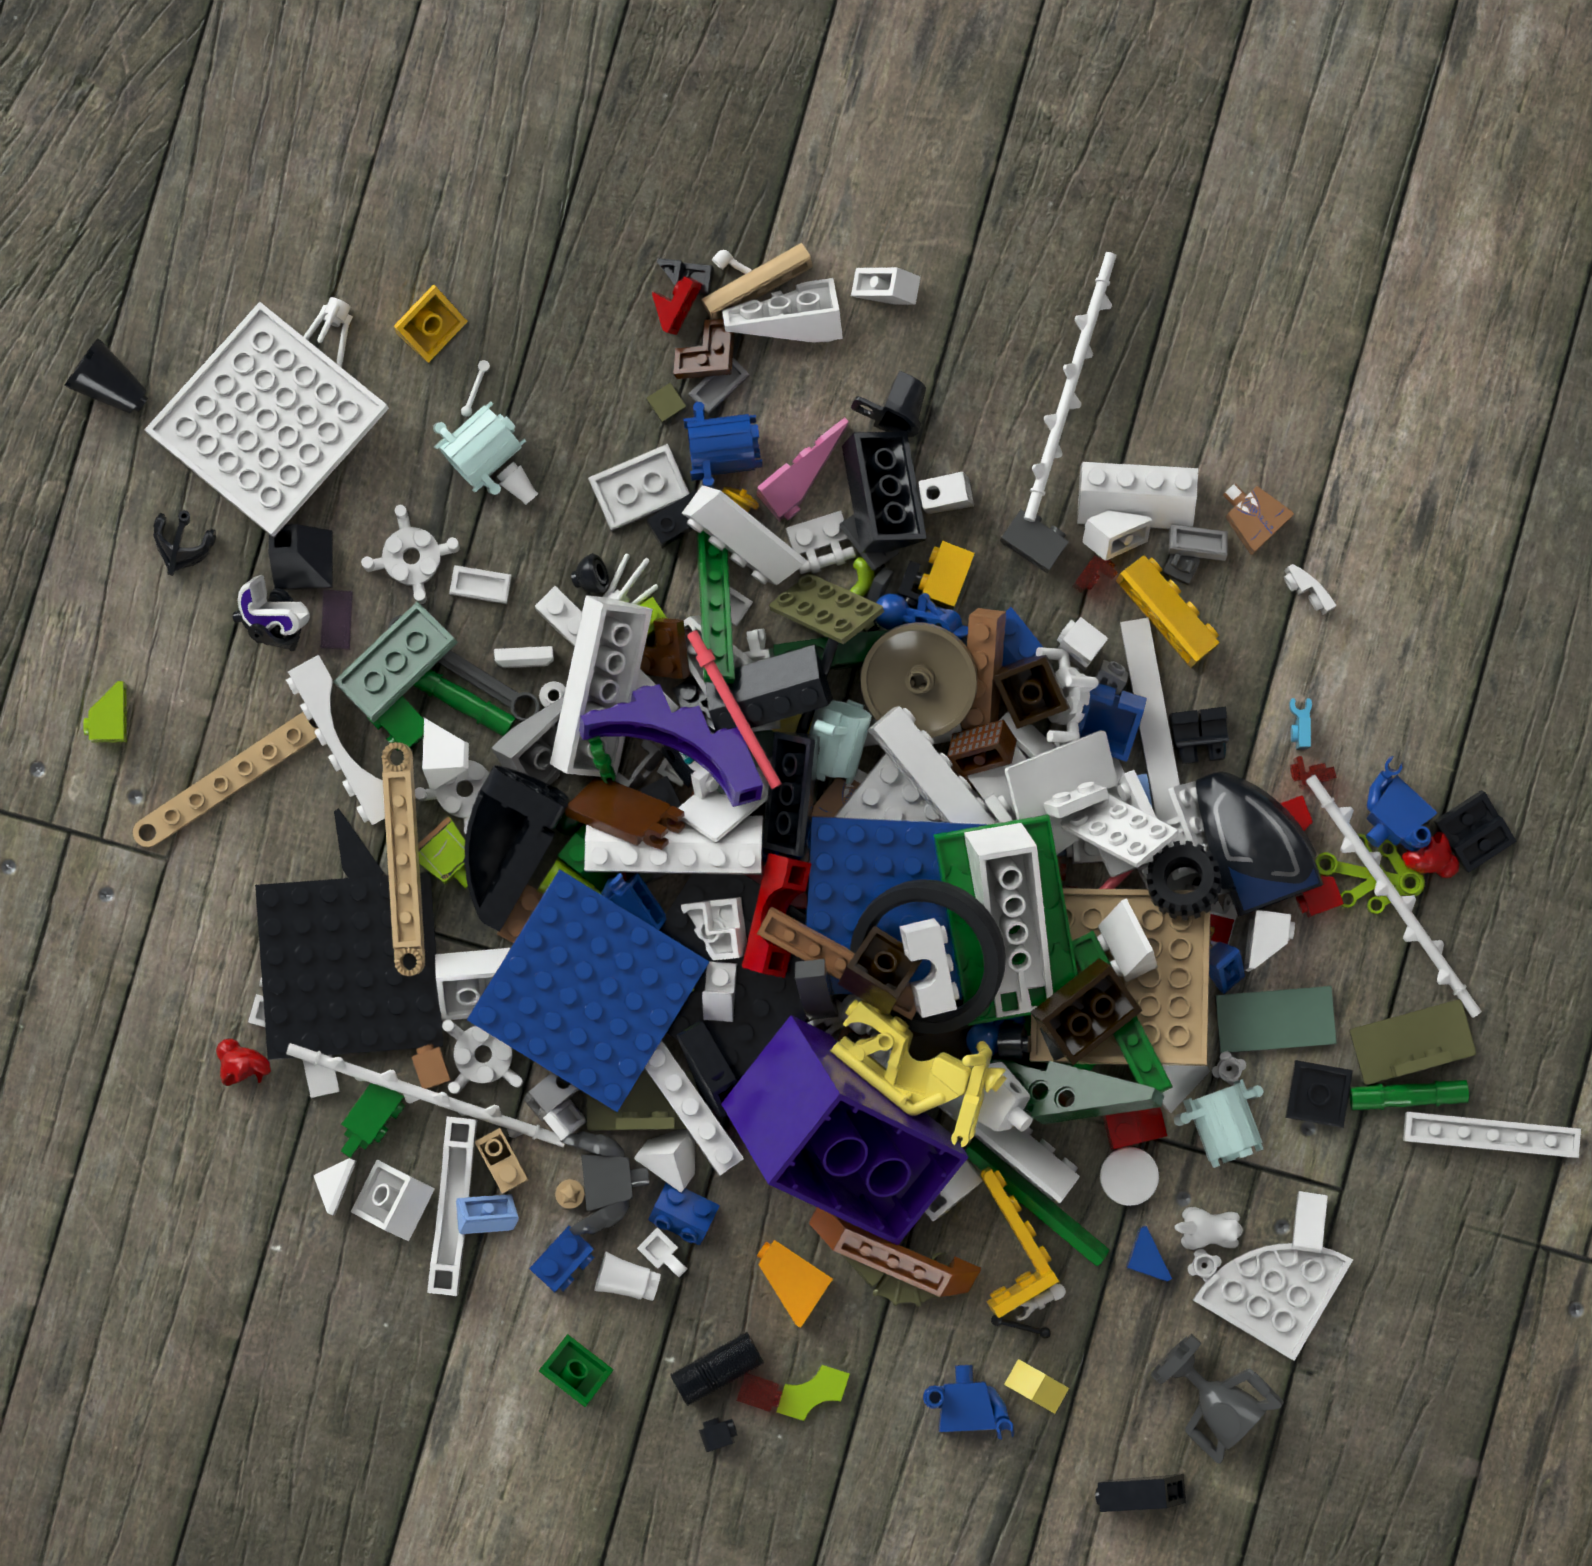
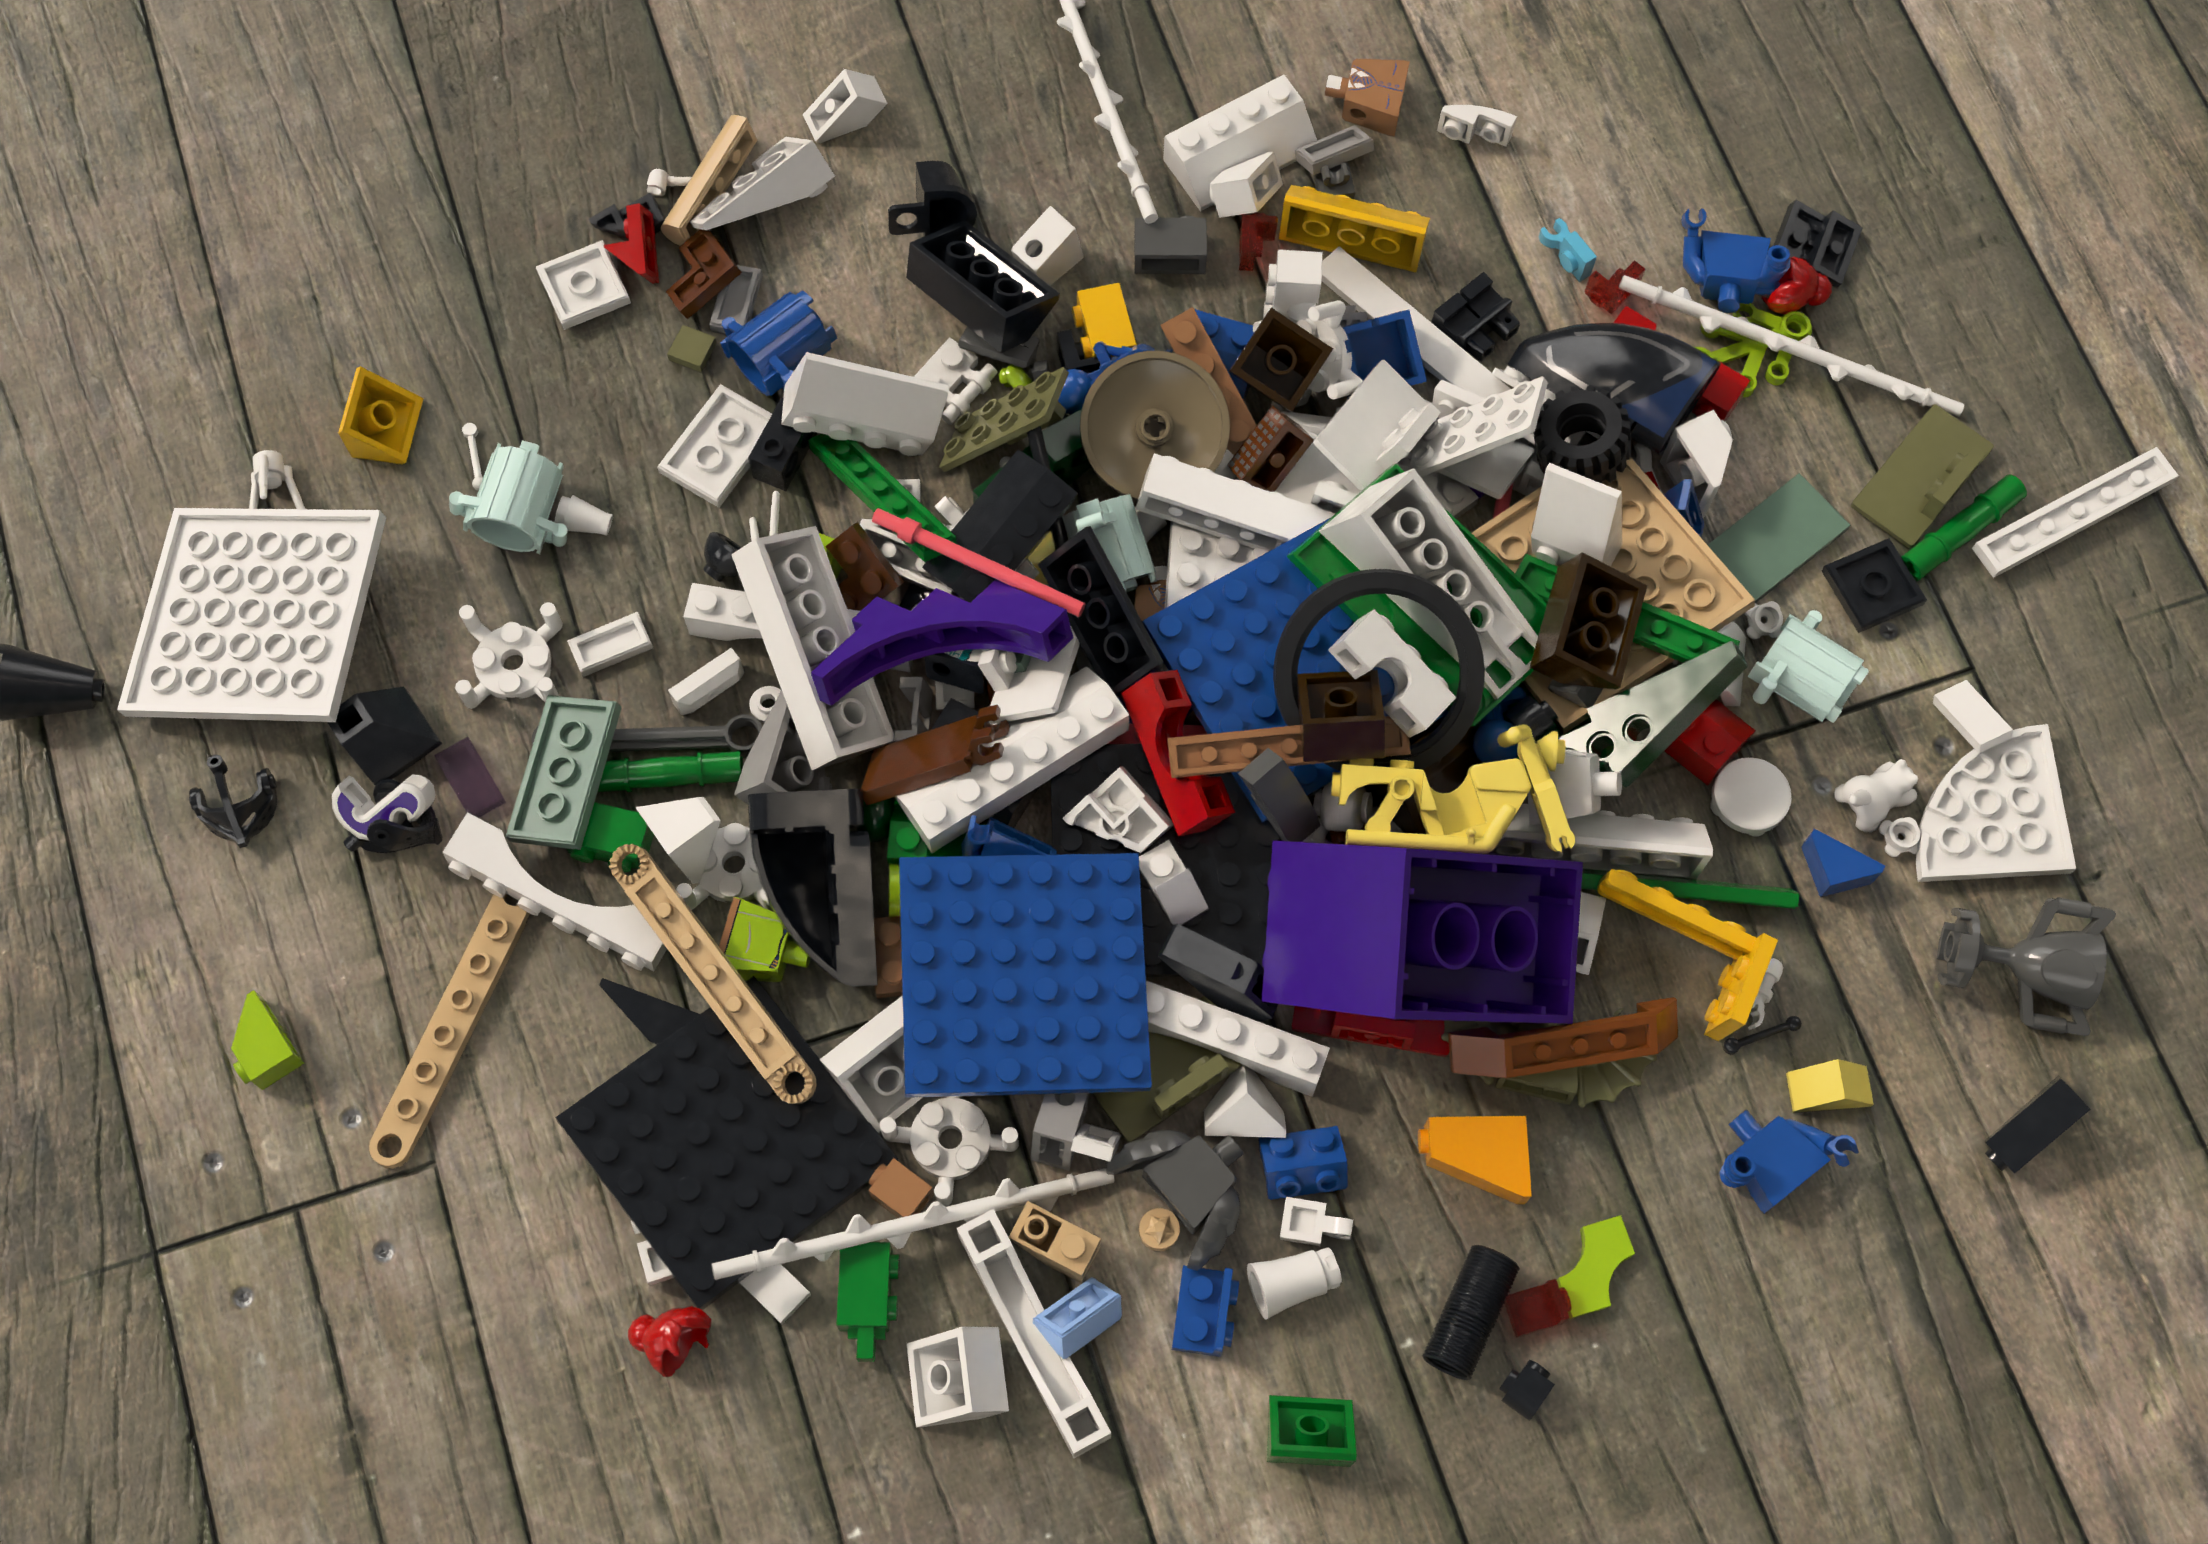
camera: 25 degrees left, 15 degrees down
(333, 1183) = (872, 1405): white slope -> none
(602, 759) = (866, 718): green piece -> none
(623, 307) = (583, 285): none -> white plate
(790, 484) = (877, 327): bright pink wedge -> none

